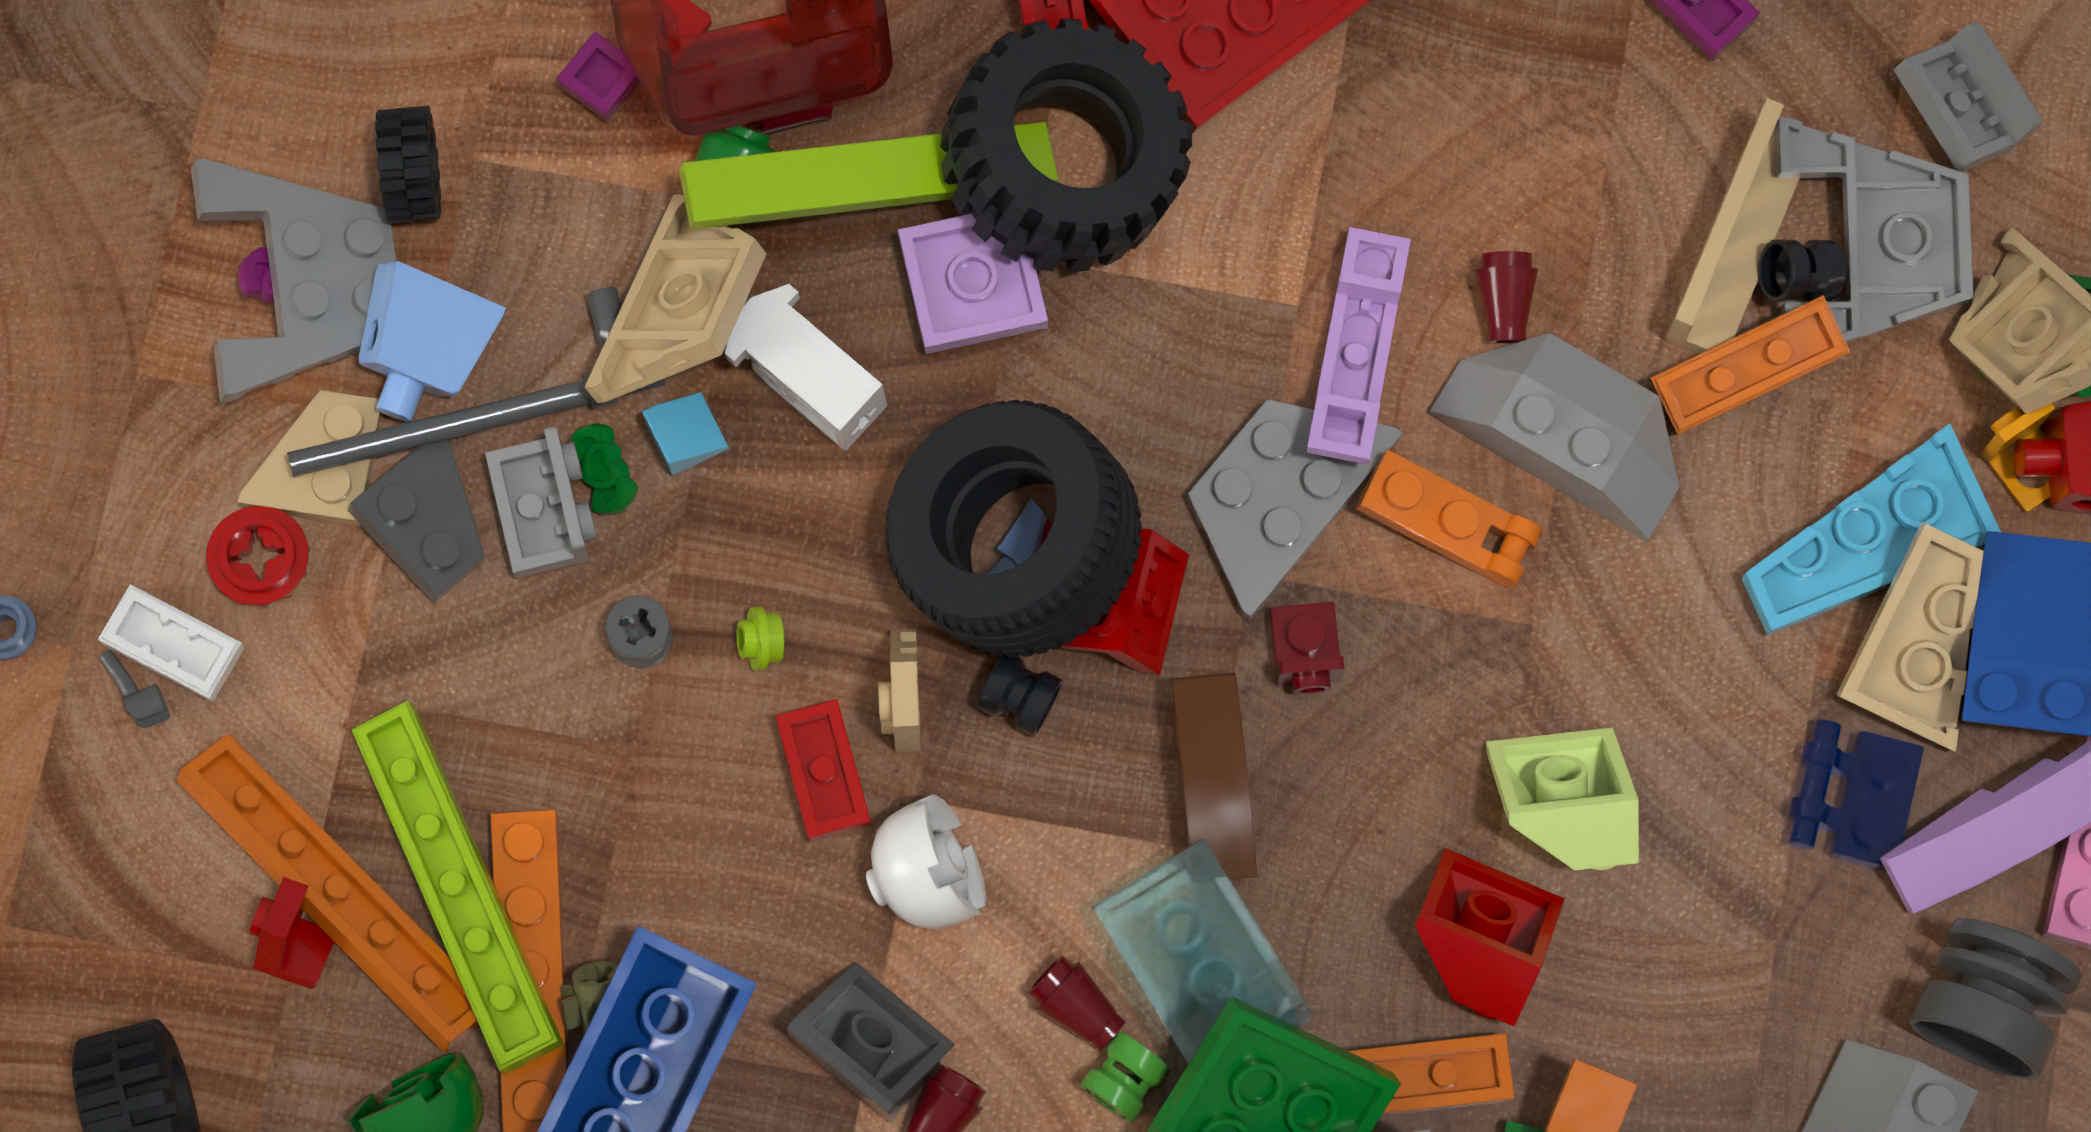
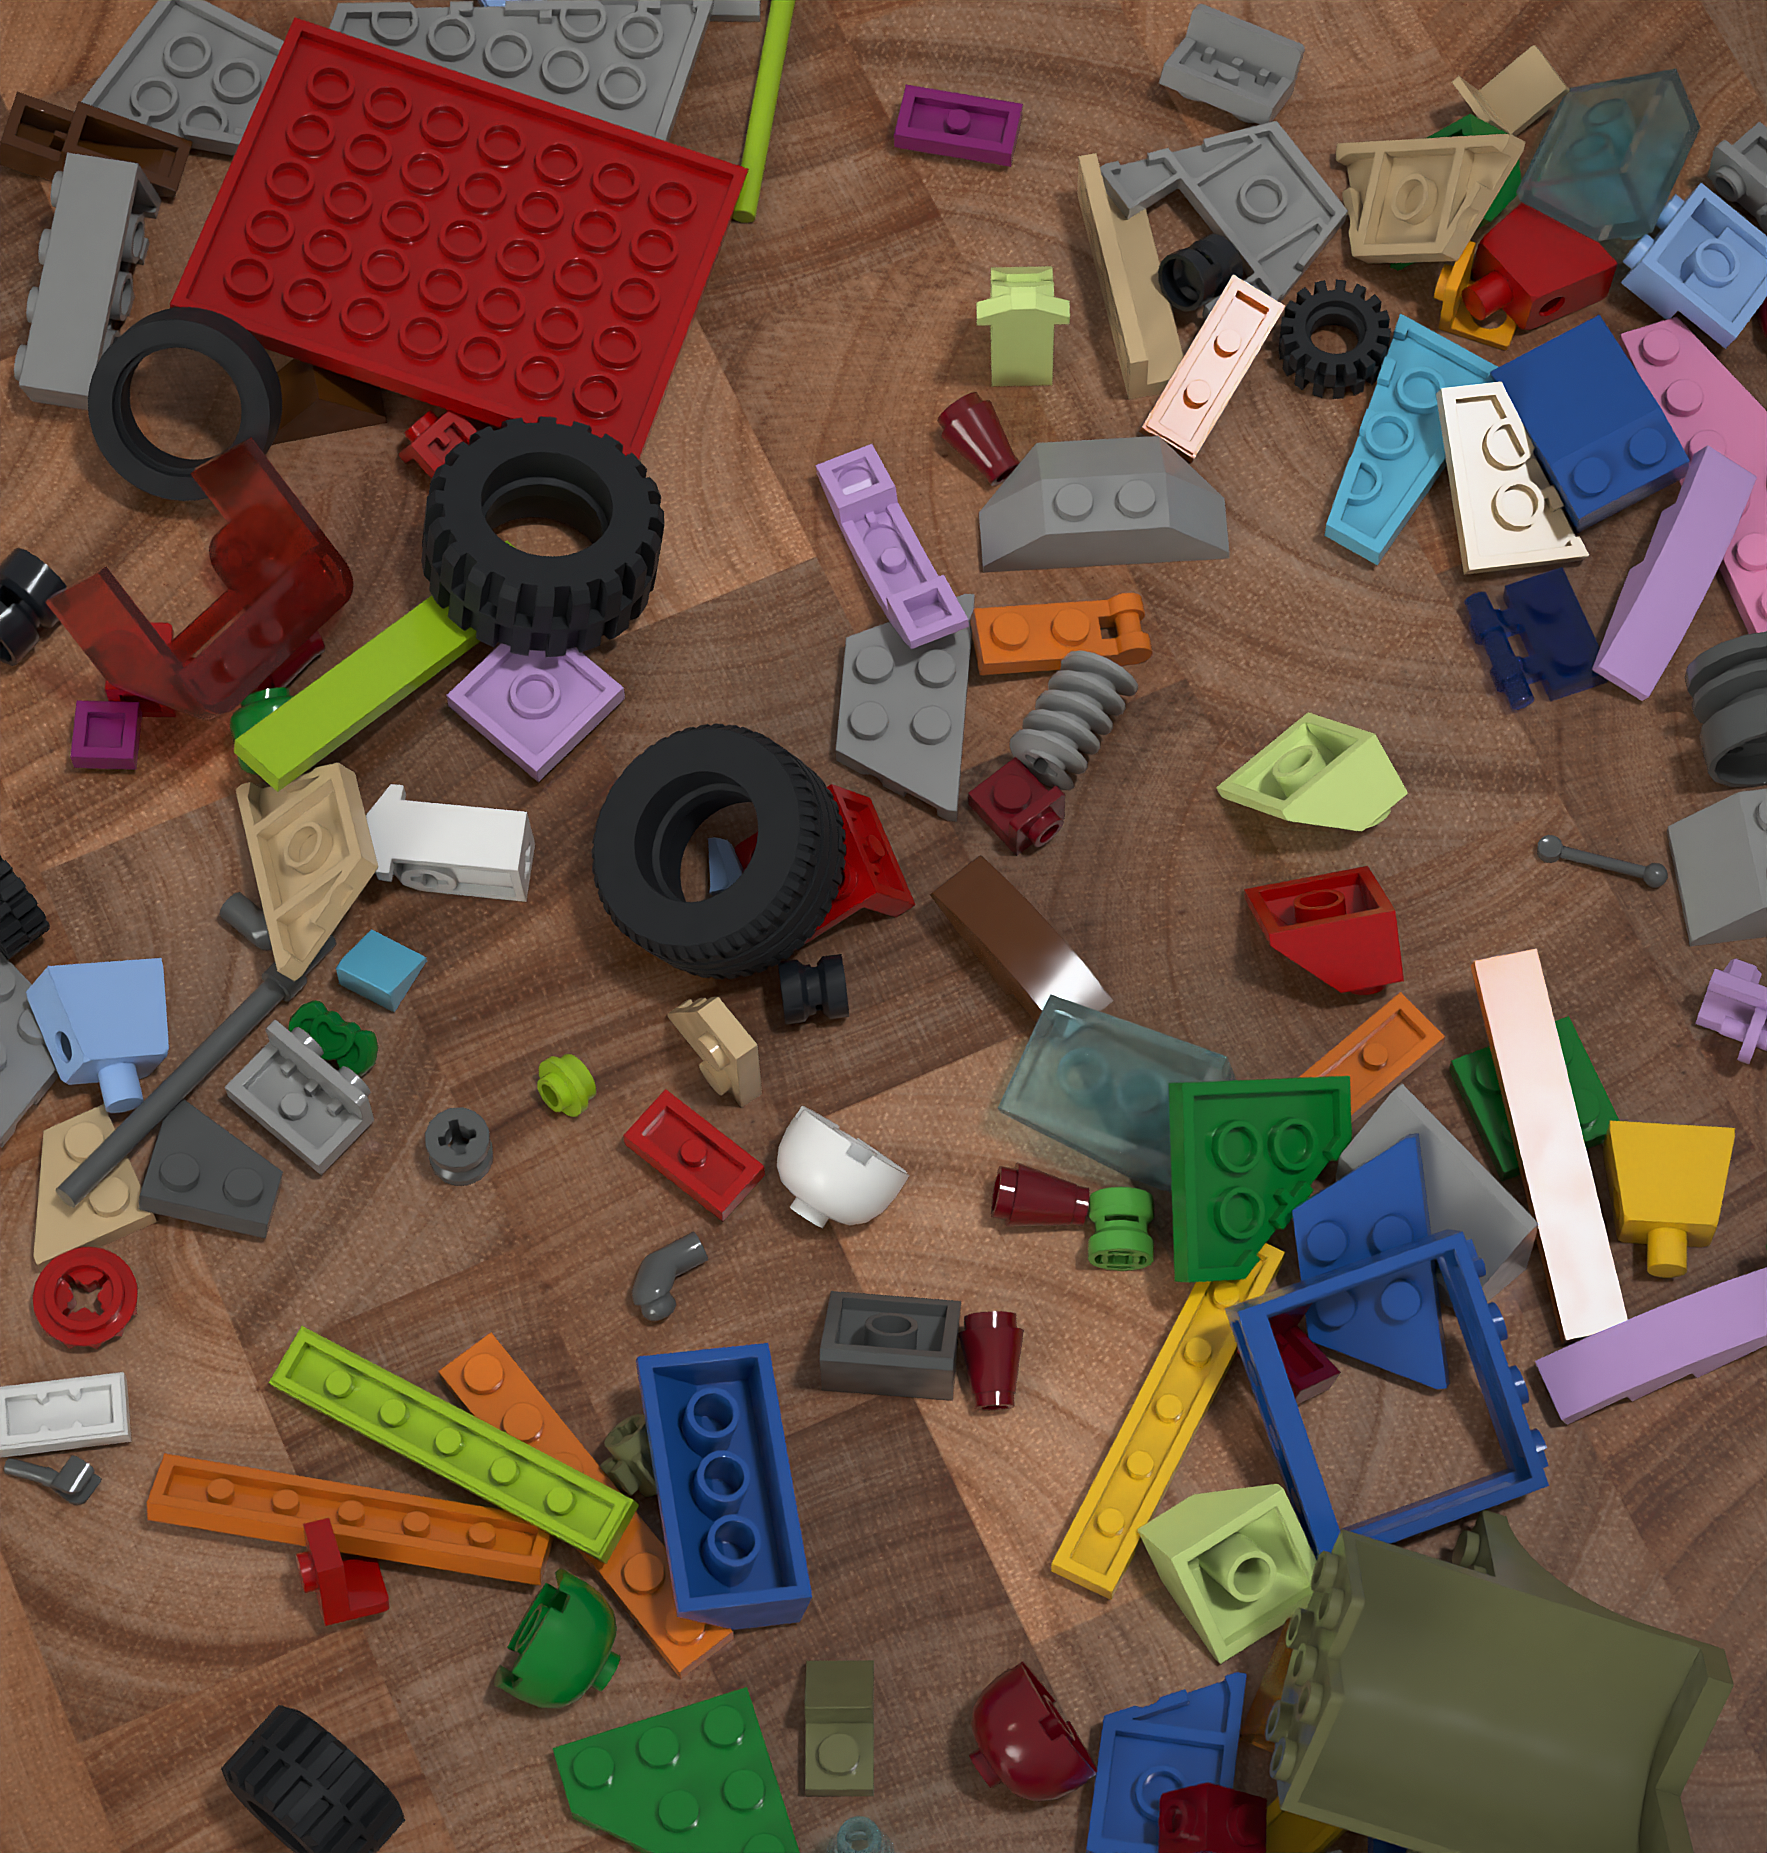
camera: 30 degrees left, 10 degrees down
(724, 852) = (658, 1274): none -> dark grey arm
(1403, 599) = (1068, 716): none -> light grey piece
(1608, 218) = (1022, 324): none -> yellowish green piece
(1732, 990) = (1551, 850): none -> dark grey hinge
(1883, 370) = (1339, 309): none -> black tyre

